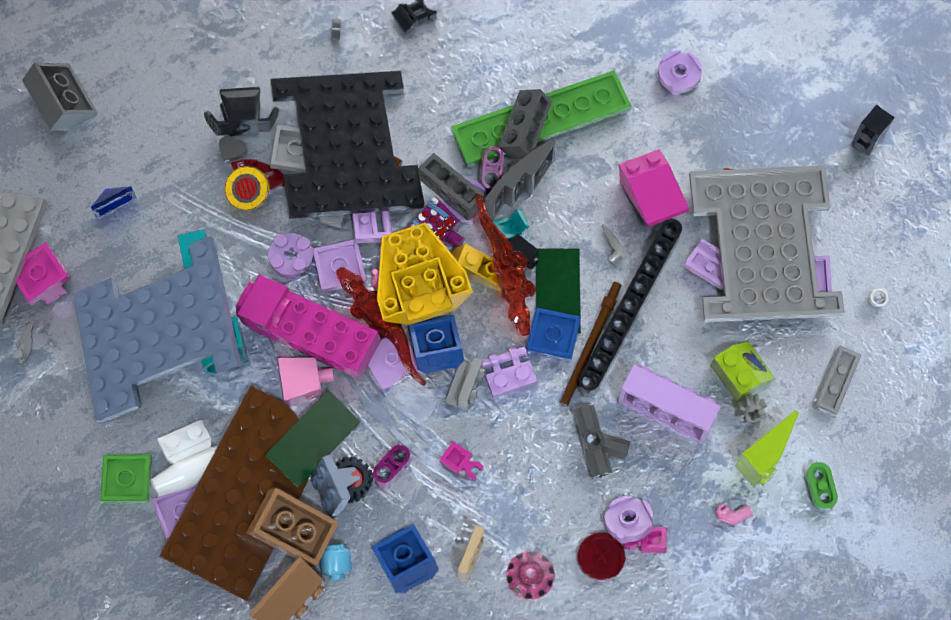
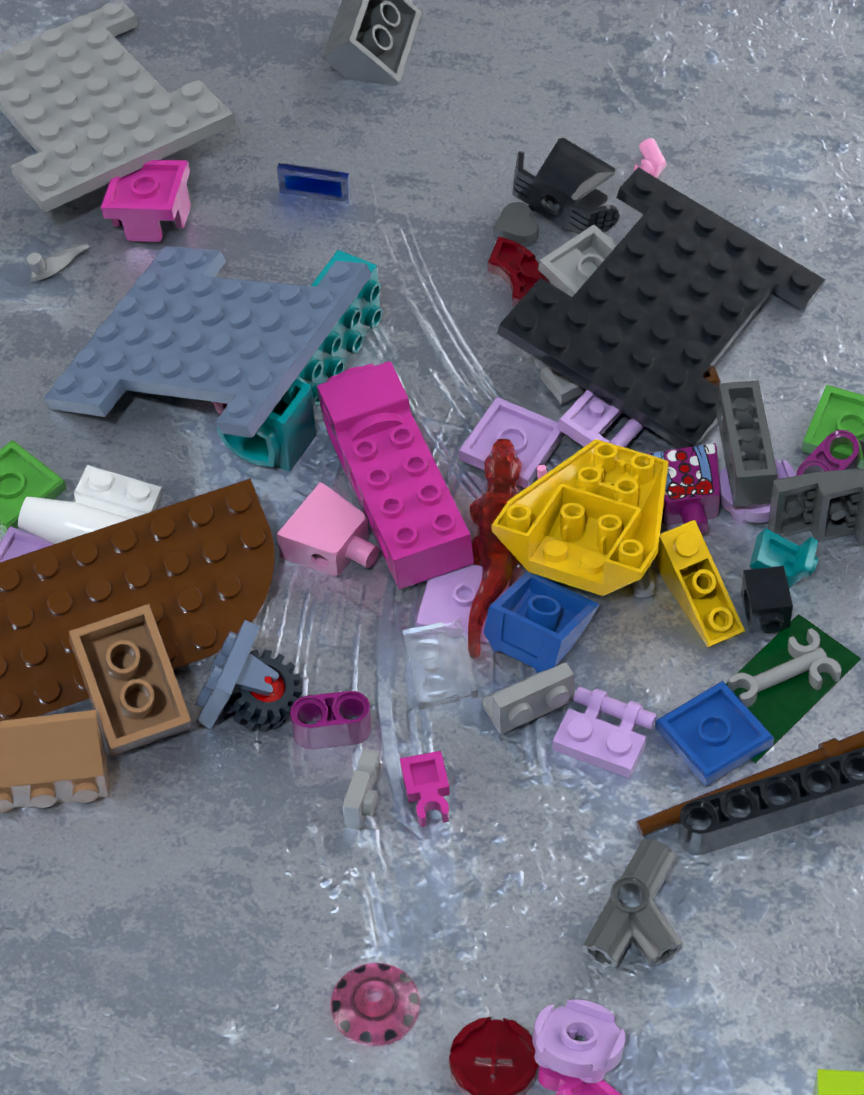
camera: 45 degrees right, 15 degrees down
(247, 188) = (487, 275): tile -> none
(265, 66) = (653, 159): none -> bright pink arm
(290, 242) = (461, 371): lavender plate -> none
(312, 438) = (286, 603): dark green piece -> none
(336, 28) = (786, 178): dark grey tile -> none
(336, 561) = (144, 772): medium azure head -> none
(405, 559) = (229, 843): blue slope -> none
(439, 490) = (360, 796): none -> light grey plate
(471, 554) = (316, 898): tan tile -> none
(509, 268) = (726, 591): clear red animal -> none
(561, 267) = (807, 658): none -> light grey bar
(668, 403) = (784, 934): lavender brick -> none

